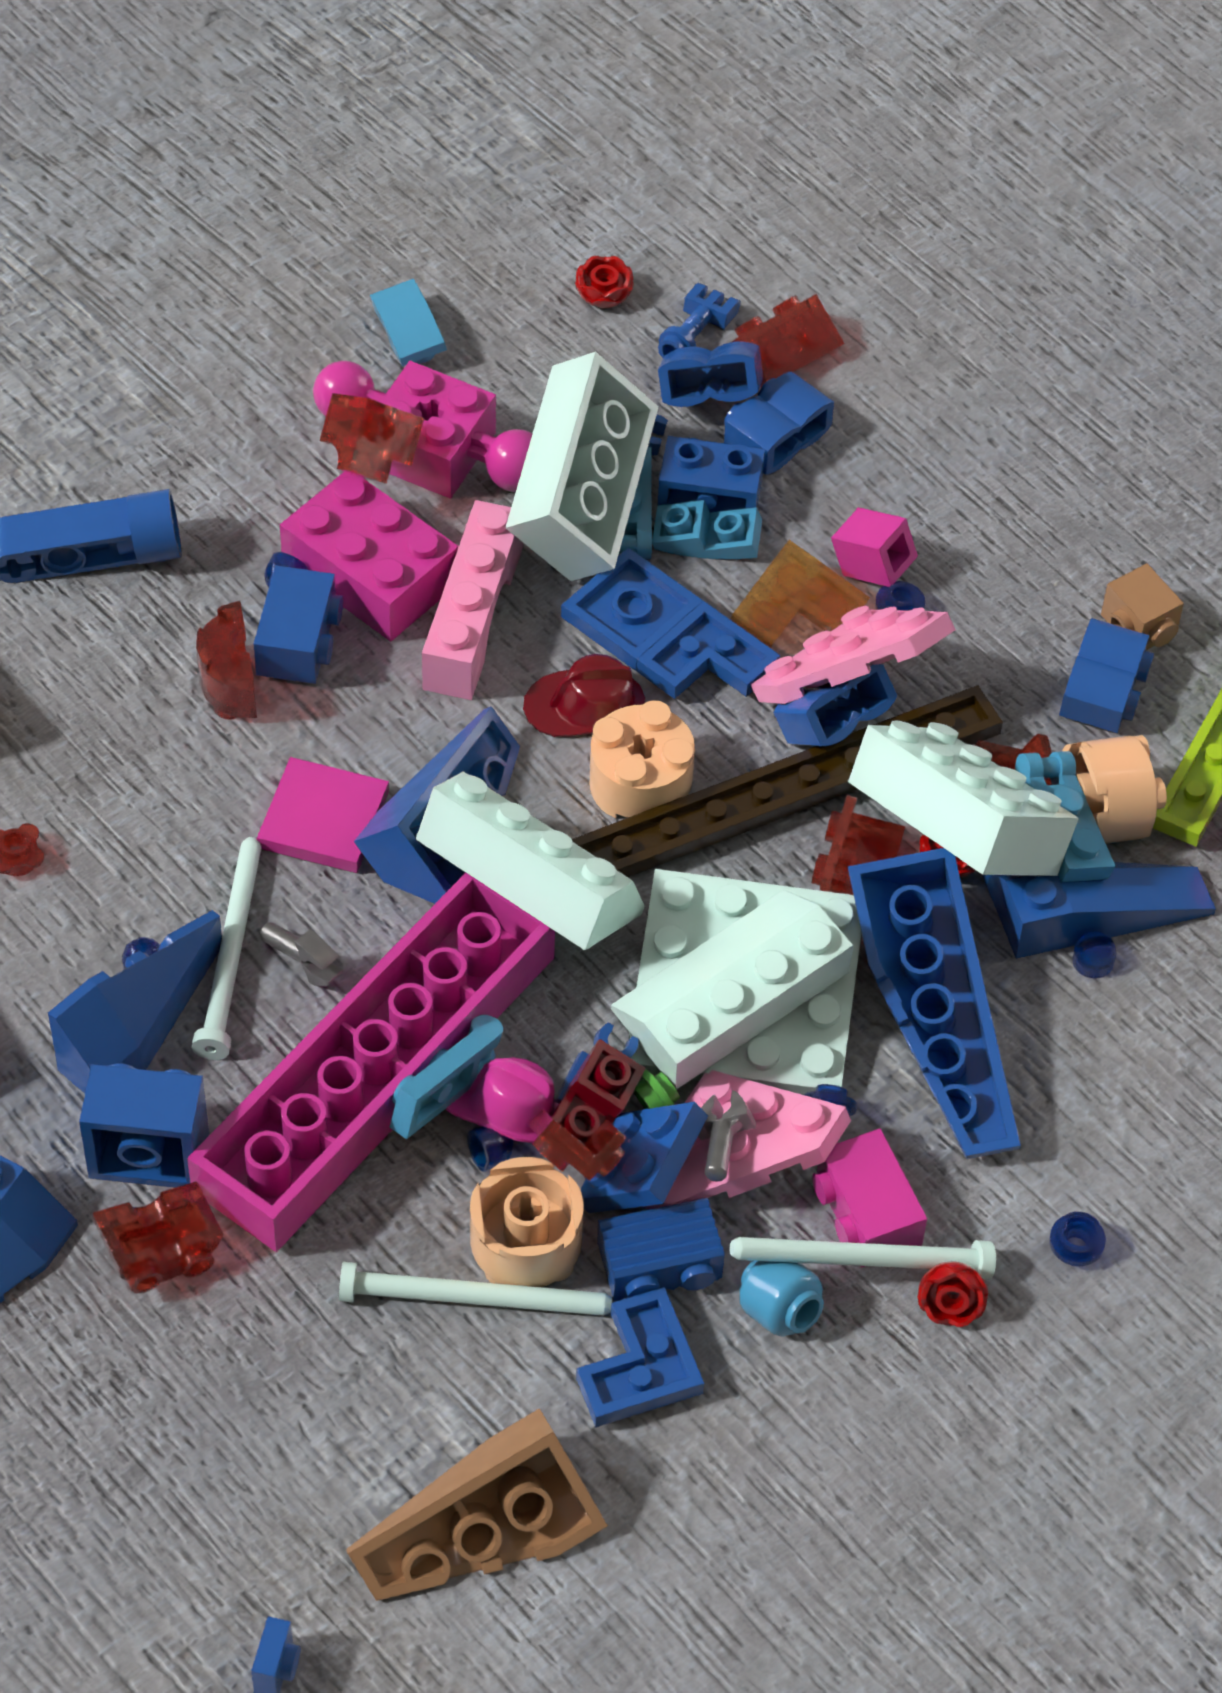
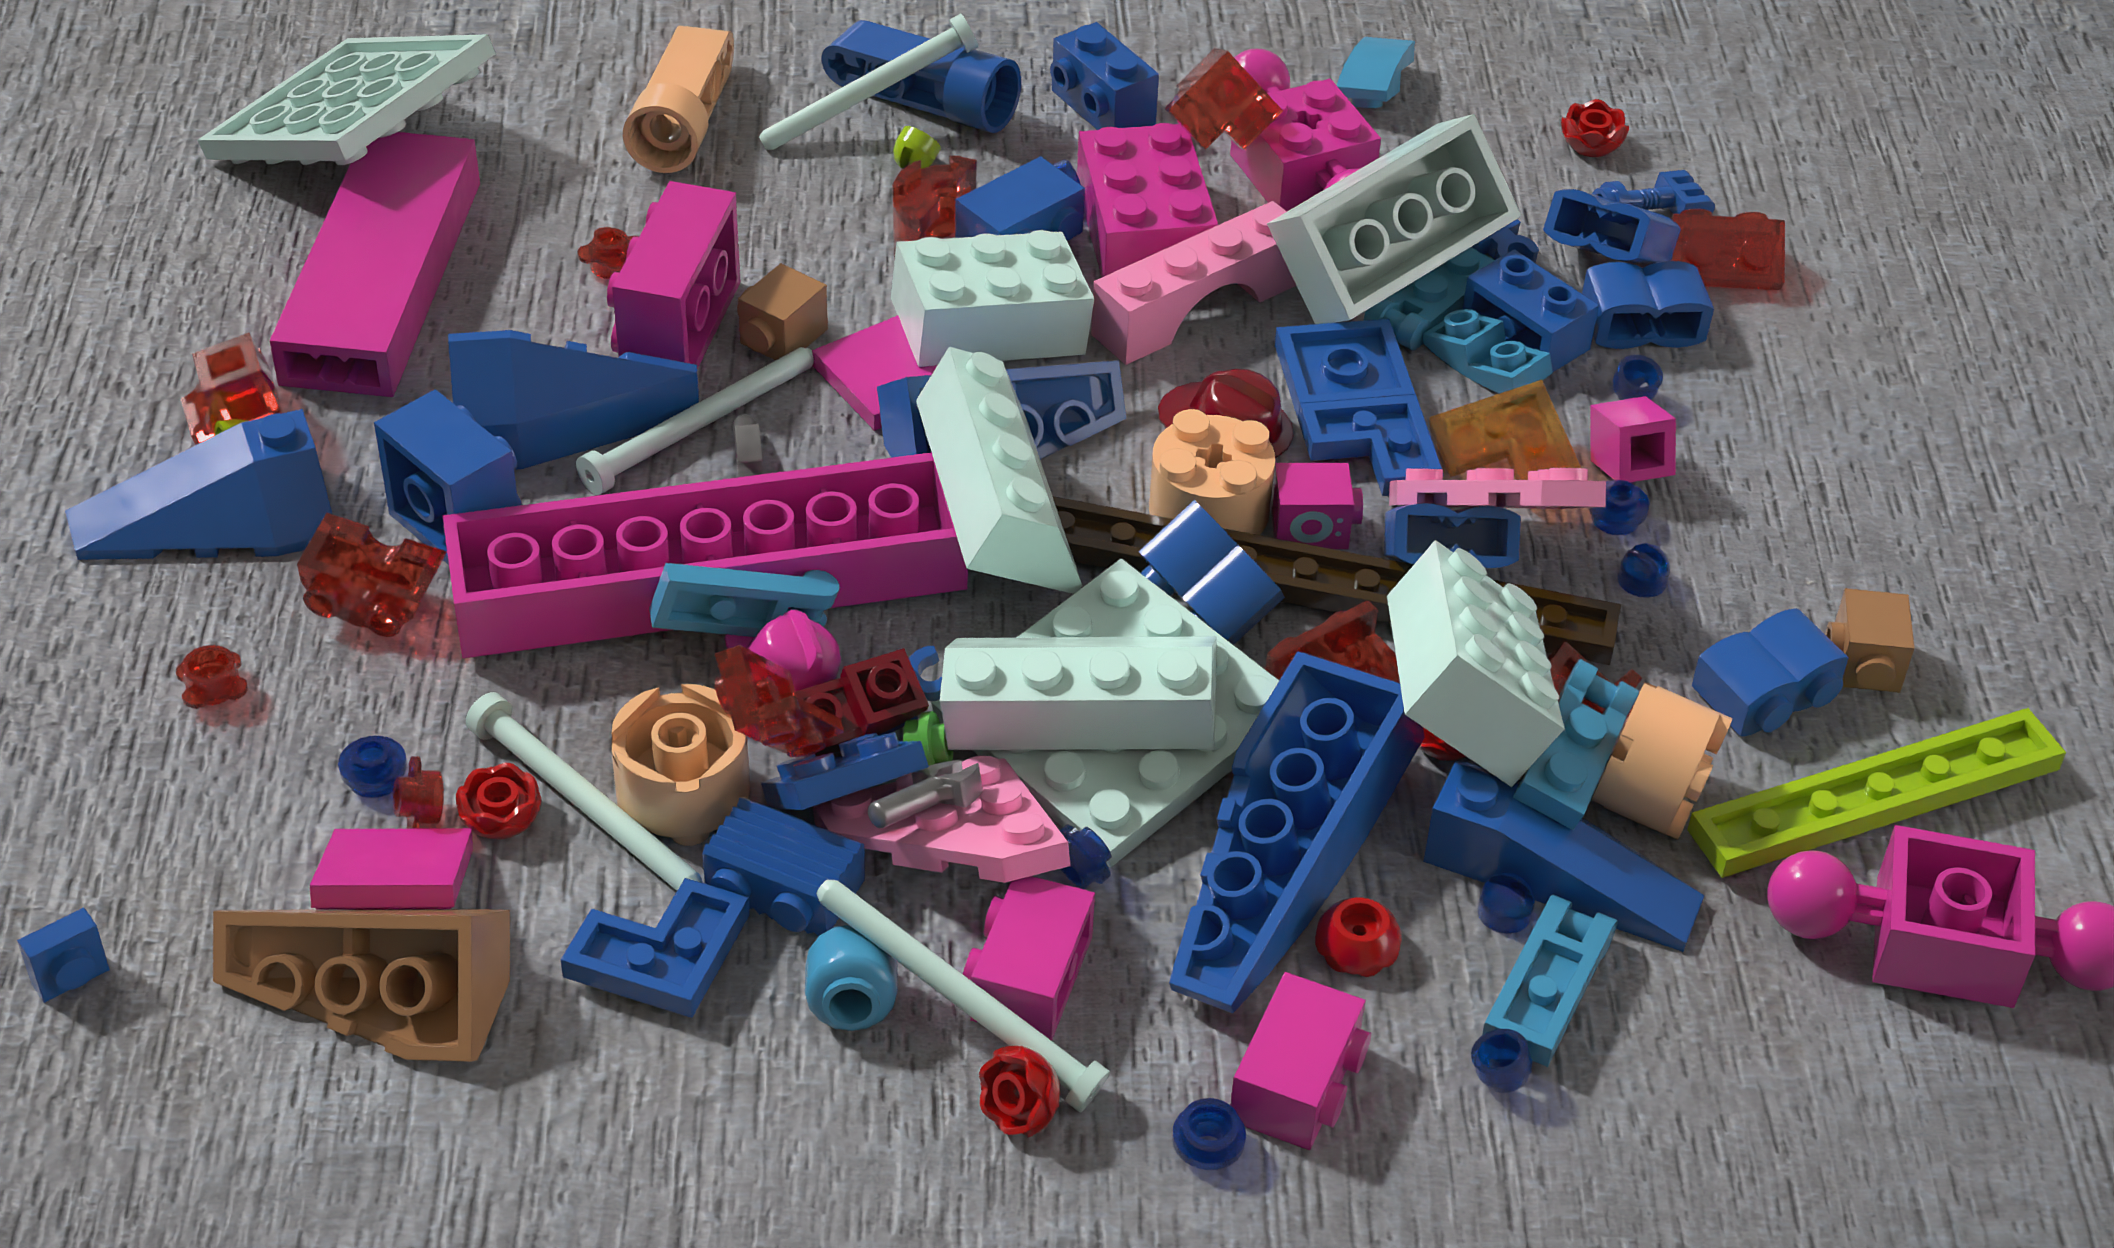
camera: 40 degrees right, 10 degrees down
(117, 495) = (868, 85): none -> light aqua bar
(122, 849) = (677, 275): none -> dark pink brick
(123, 1378) = (211, 676): none -> clear red plate
(146, 607) = (914, 146): none -> lime hinge
(205, 822) = (782, 312): none -> medium nougat brick
(231, 459) = (1103, 79): none -> blue brick
(309, 1388) = (372, 765): none -> clear blue plate
(351, 711) = (992, 296): none -> light aqua brick
(373, 1374) = (419, 795): none -> clear red plate
(420, 1436) = (392, 869): none -> dark pink tile
(430, 1322) = (498, 801): none -> red plate
(720, 841) = (1210, 573): none -> blue brick
(723, 736) = (1315, 504): none -> dark pink brick
(818, 484) = (1633, 373): none -> clear blue hinge
(959, 647) = (1644, 571): none -> clear blue hinge
(1034, 1055) = (1358, 936): none -> red plate
(1087, 1151) = (1298, 1061): none -> dark pink brick
(1169, 991) = (1551, 976): none -> dark azure plate
(1191, 1058) = (1502, 1060): none -> clear blue hinge

